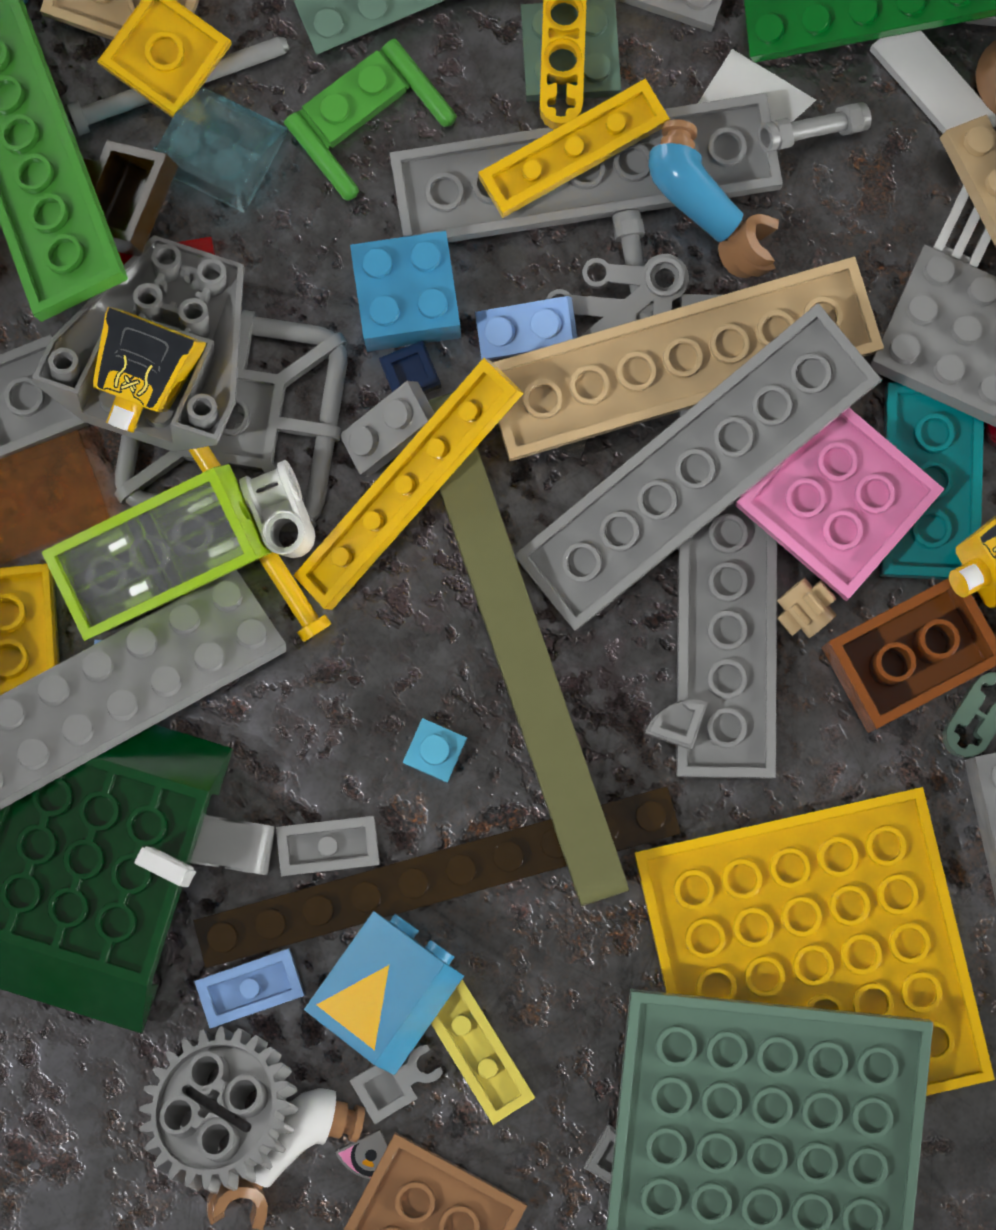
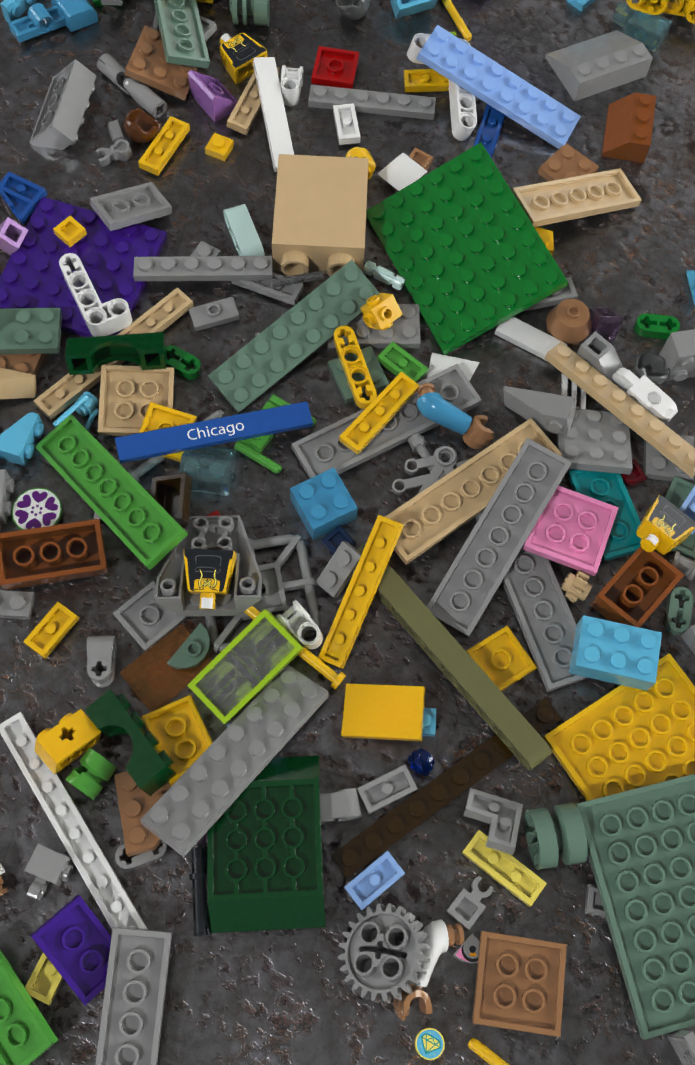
camera: 25 degrees left, 15 degrees down
(79, 487) = (192, 651): none -> sand green plate
(165, 866) = (311, 823): white tile -> none
(251, 84) = (213, 432): none -> blue tile
(371, 712) = (383, 712): none -> yellow tile
(385, 991) = (448, 853): dark azure brick -> none
(404, 820) = (421, 761): none -> clear blue plate
(504, 961) = (501, 815): none -> light grey plate
(525, 327) = (387, 500): light blue plate -> none
(591, 1031) = (555, 836): none -> sand green wheel
(614, 689) = (502, 658): none -> yellow tile
(661, 57) = (398, 360): none -> bright green plate
(678, 723) = (539, 663): light grey tile -> none
(818, 756) = (615, 653): none -> medium azure brick
(846, 120) = (474, 376): light grey bar -> none
(895, 252) = (548, 410): none -> light grey slope

